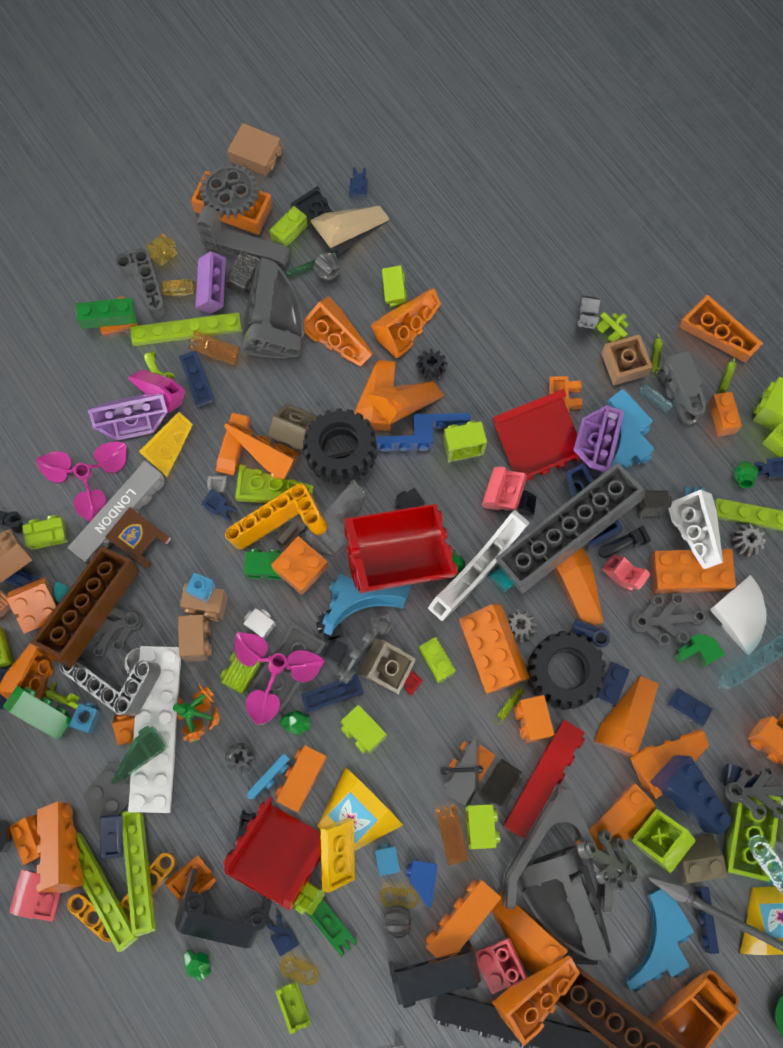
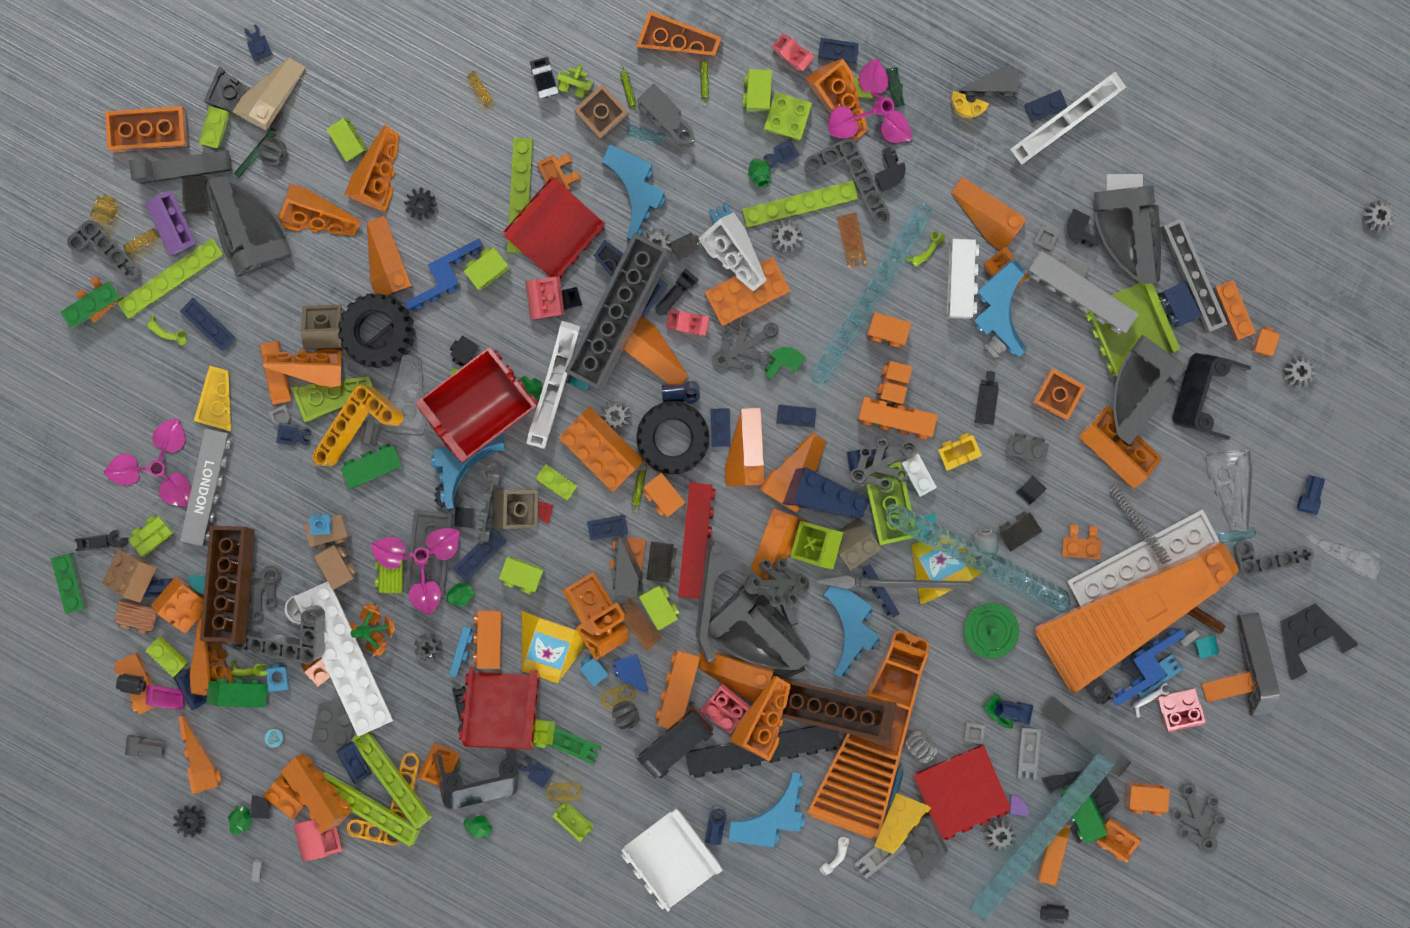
camera: 20 degrees left, 15 degrees up
(50, 774) = (274, 737): none -> tile
(129, 416) = (165, 391): medium lavender wedge -> none
(134, 535) = (232, 500): reddish brown flag -> none
(142, 750) = (344, 681): clear green slope -> none
(157, 384) = (178, 352): dark pink slope -> none
(215, 348) = (208, 285): clear orange hinge -> none
(229, 190) = (156, 135): dark grey gear -> none
(254, 149) = (137, 57): medium nougat brick -> none
(259, 622) = (384, 524): white brick -> none
(300, 565) = (396, 459): orange brick -> none
(337, 854) = (550, 686): yellow plate -> none
(403, 400) = (410, 255): orange wedge -> none
(419, 808) = (599, 617): none -> orange piece
(445, 770) = (607, 575): black hinge -> none
(465, 726) = (607, 527): none -> dark blue plate
(527, 387) = (520, 181): none -> lime plate
(528, 297) = (479, 88): none -> clear yellow beam
(599, 437) = (607, 209): medium lavender wedge -> none
(724, 414) = (716, 121): orange brick -> none
(743, 614) = (809, 307): white brick -> none

